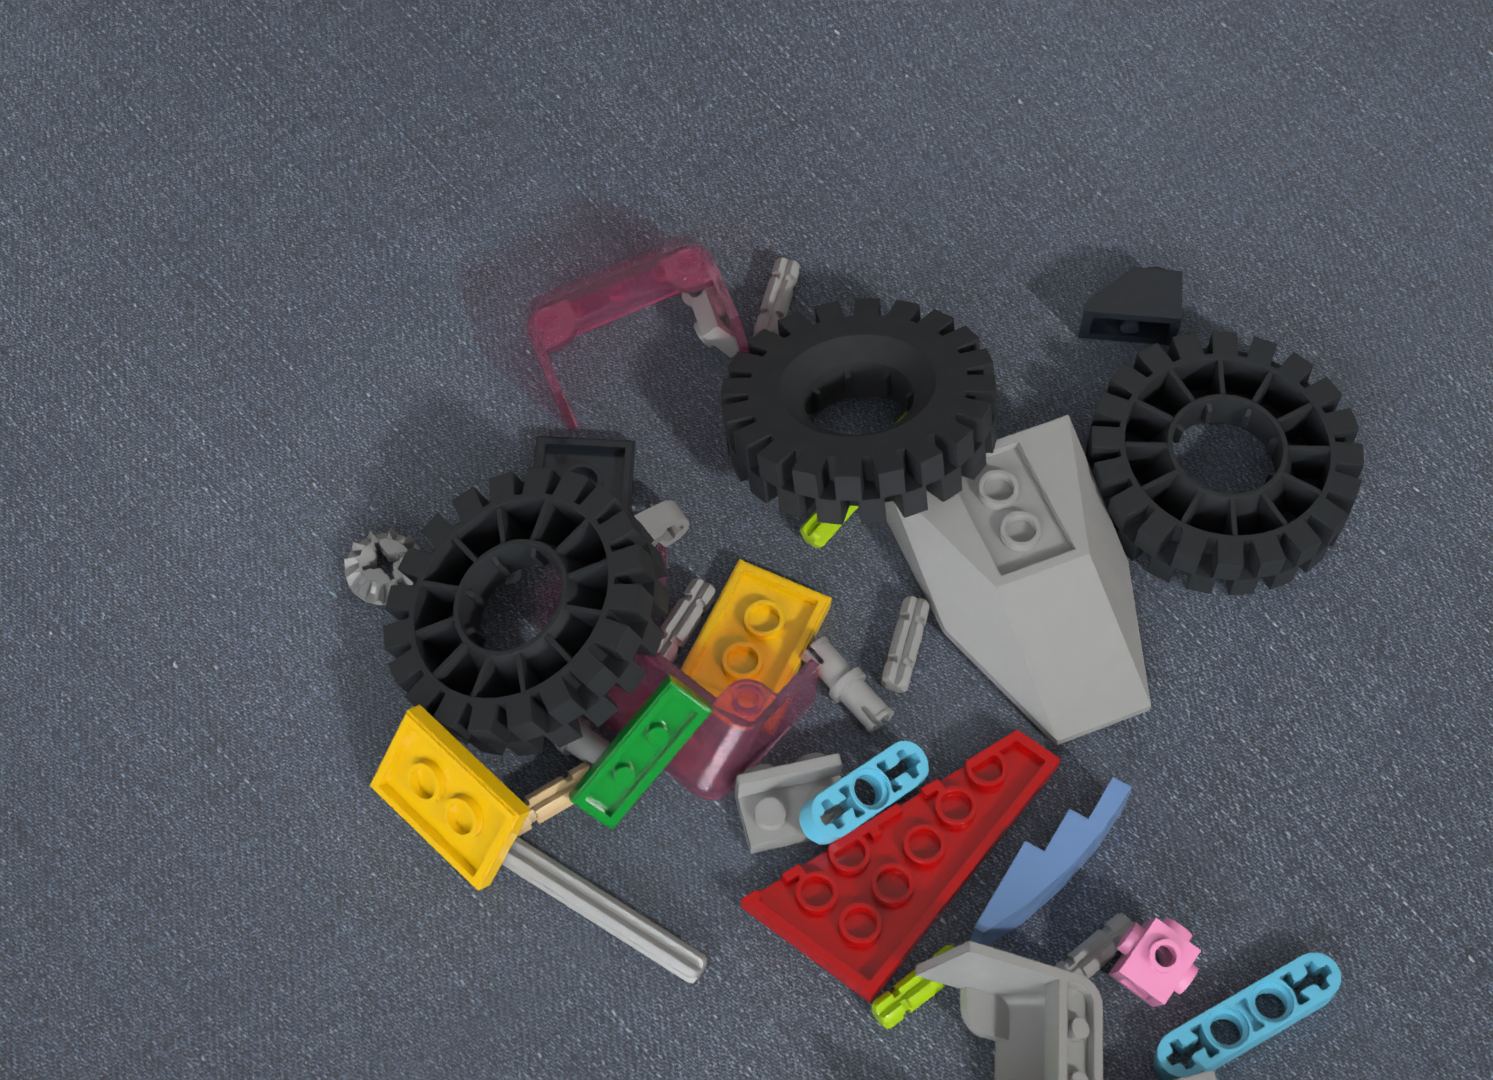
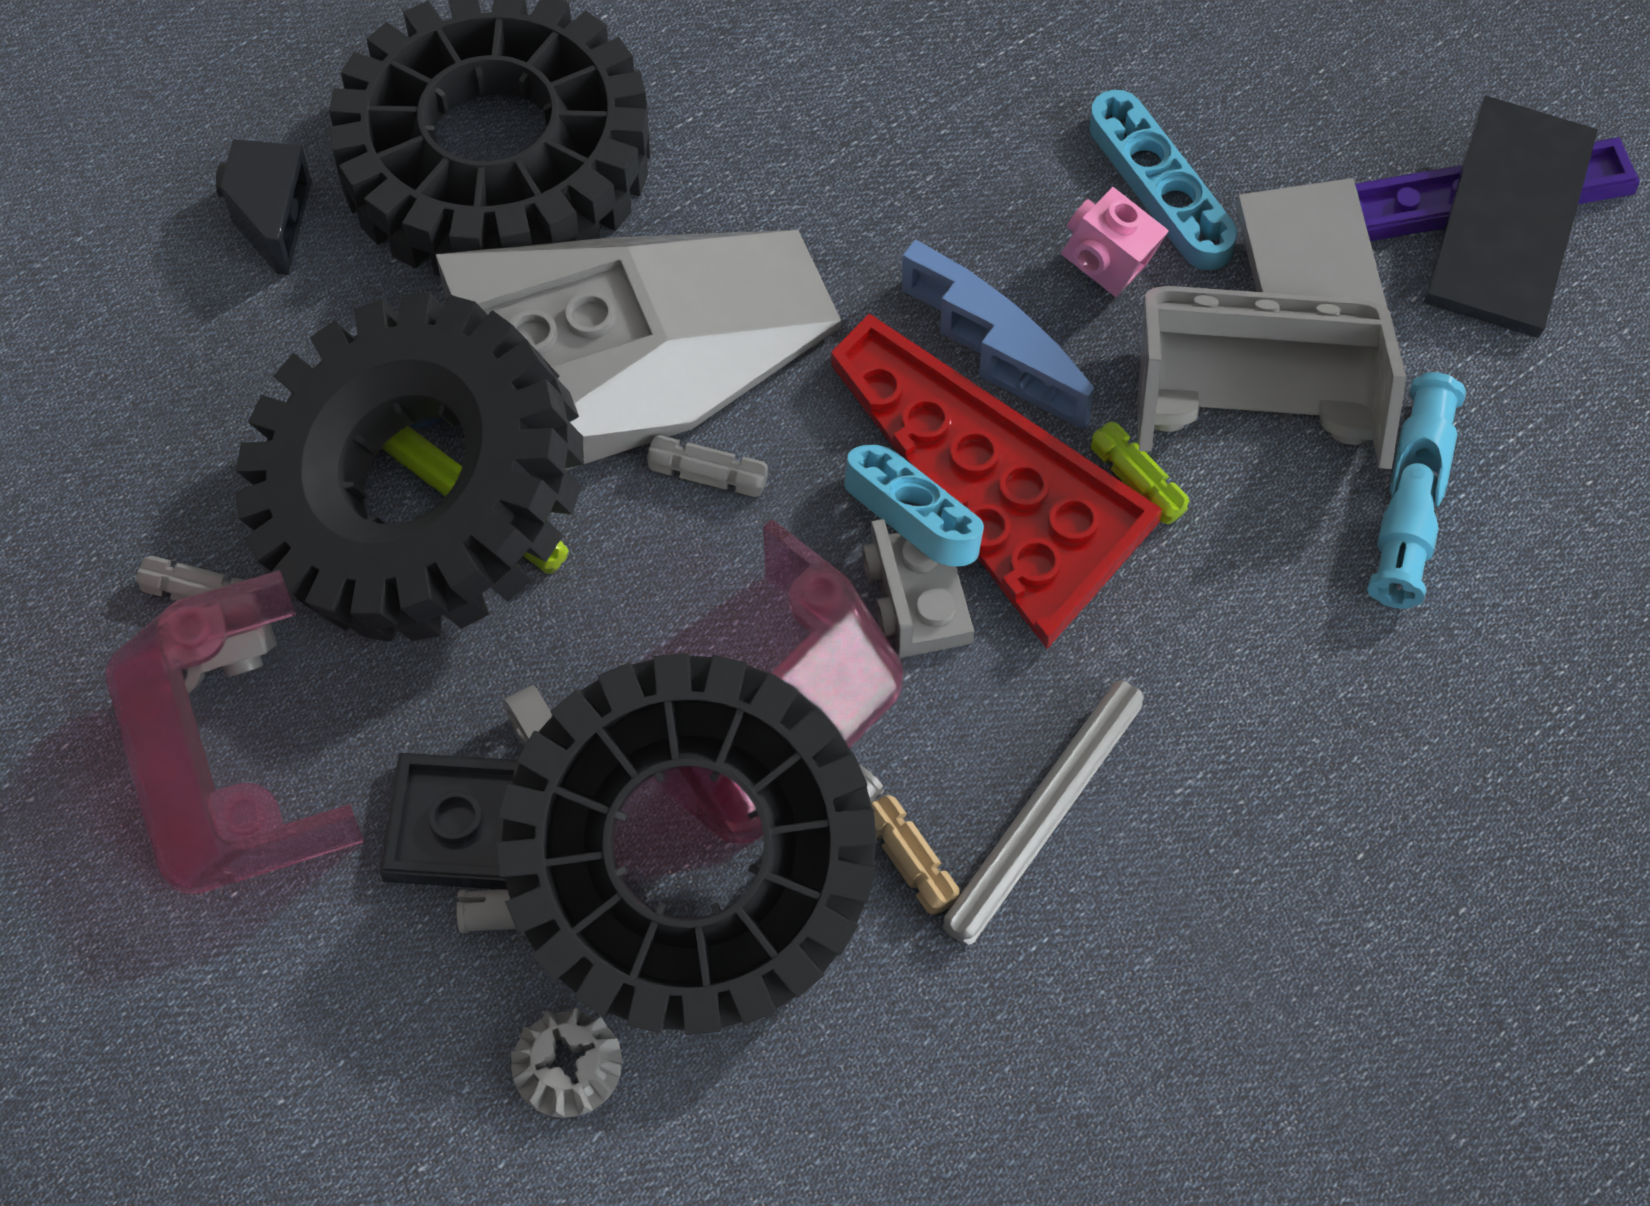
camera: 85 degrees left, 0 degrees up
(449, 797) = (928, 953): yellow tile -> none
(640, 751) = (875, 725): green tile -> none
(756, 631) = (684, 606): yellow tile -> none
(848, 685) = (746, 533): light grey pin -> none
(1097, 948) = (1096, 309): light grey axle -> none

